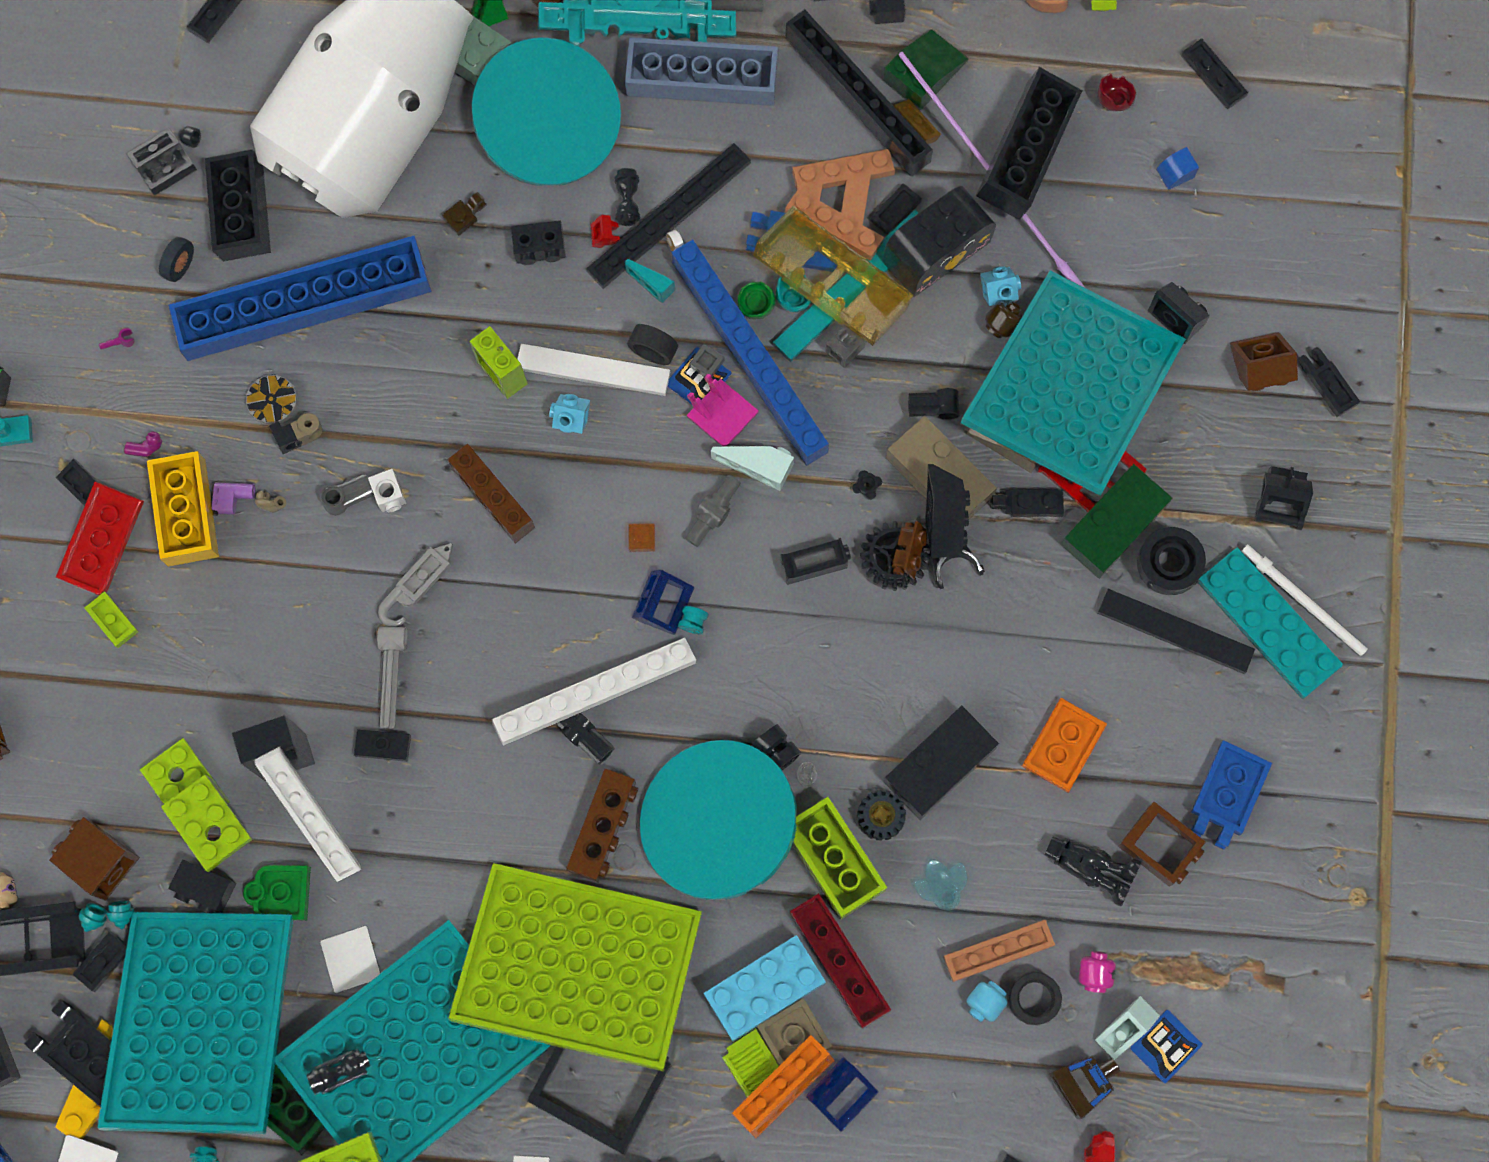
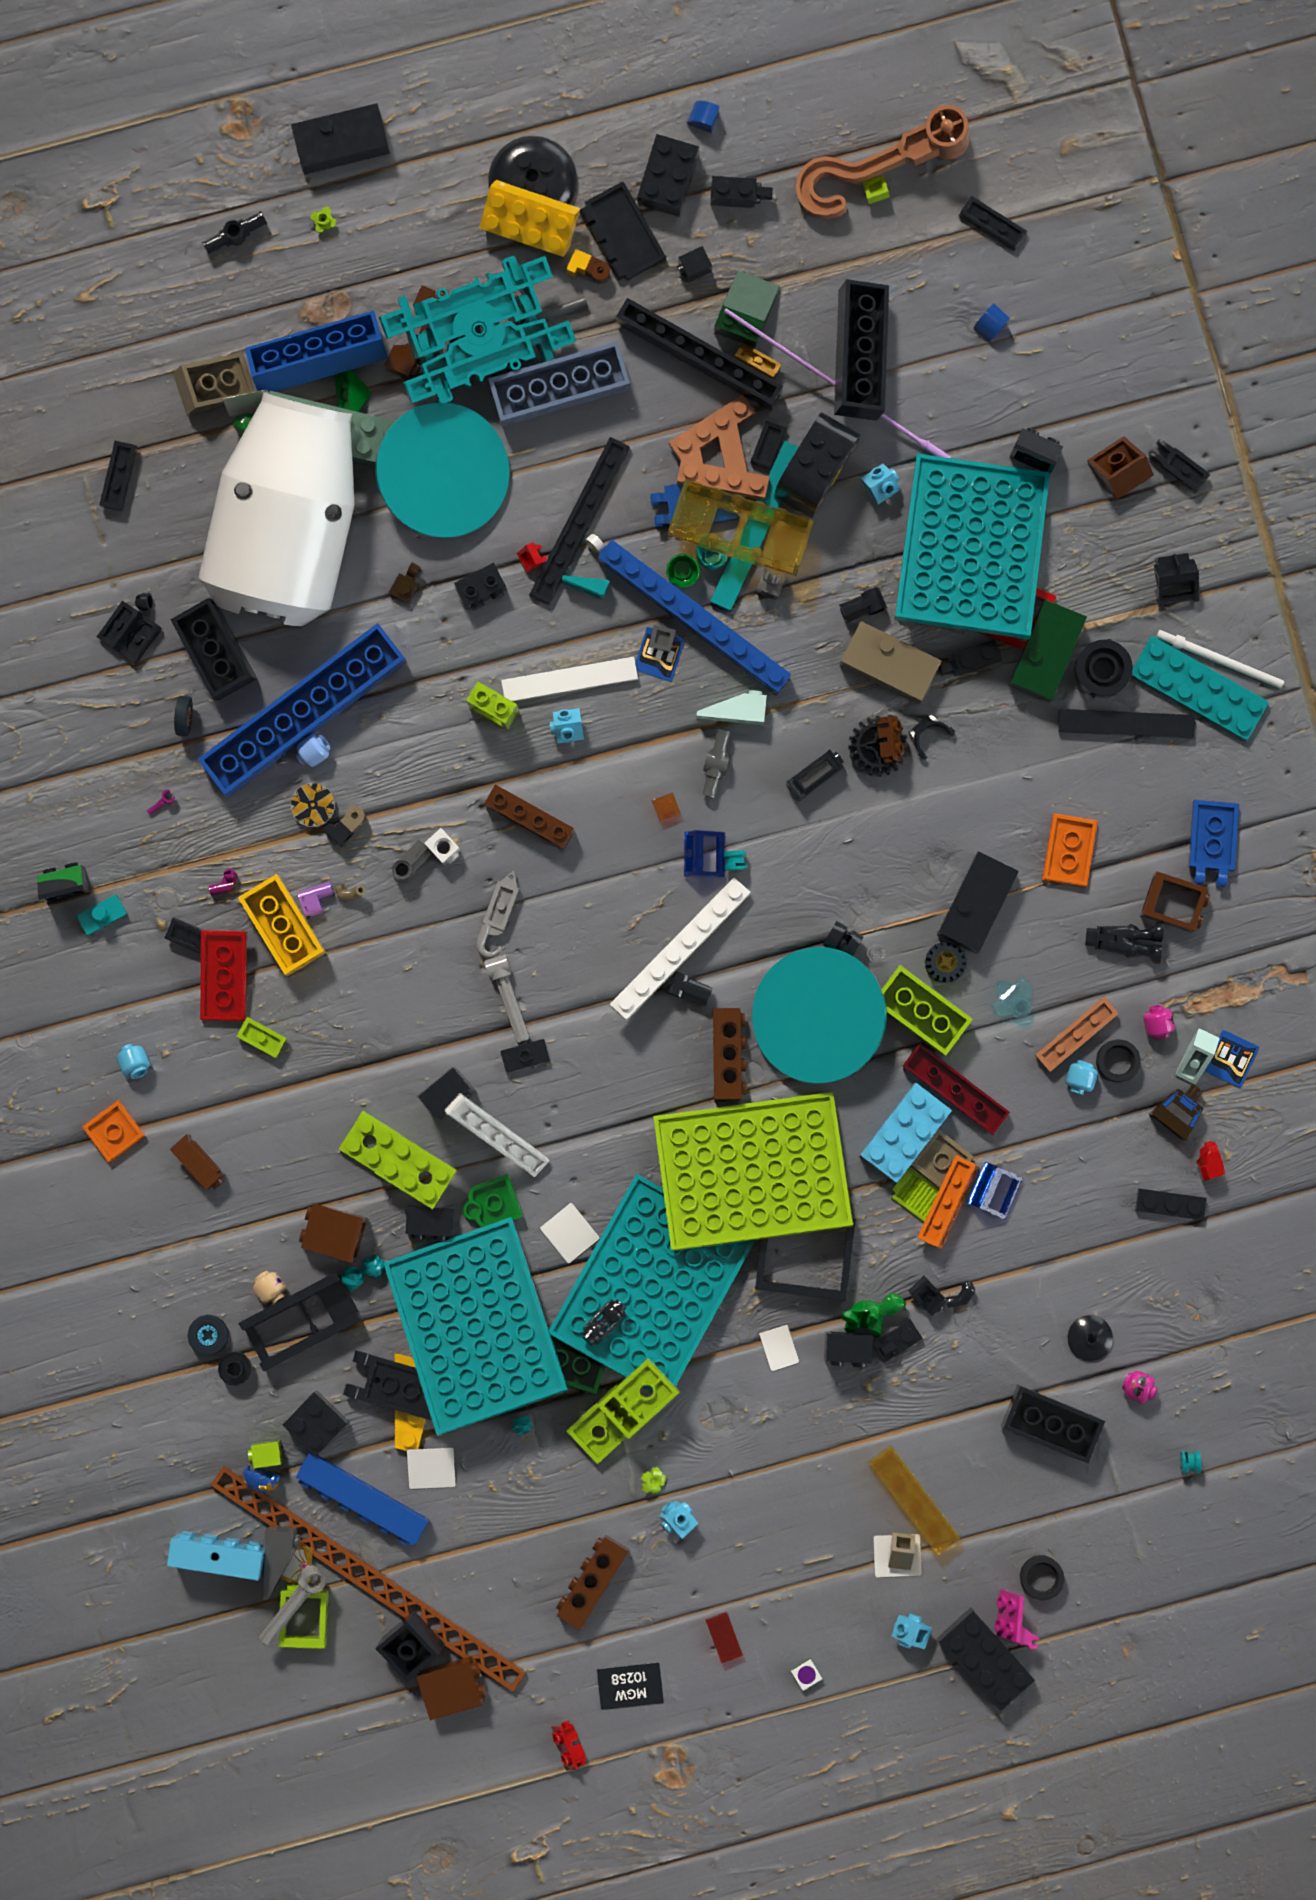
camera: 20 degrees left, 10 degrees up
(101, 962) = (375, 1309): black plate -> none
(294, 343) = (312, 750): none -> light blue head
(627, 185) = (535, 509): black piece -> none
(652, 344) = (613, 642): black tyre -> none
(721, 412) = (690, 677): dark pink plate -> none
(865, 477) = (837, 689): black plate -> none
(946, 513) = (909, 699): black slope -> none
(1003, 318) = (894, 511): dark brown head -> none
(1116, 93) = (917, 274): dark red hair -> none

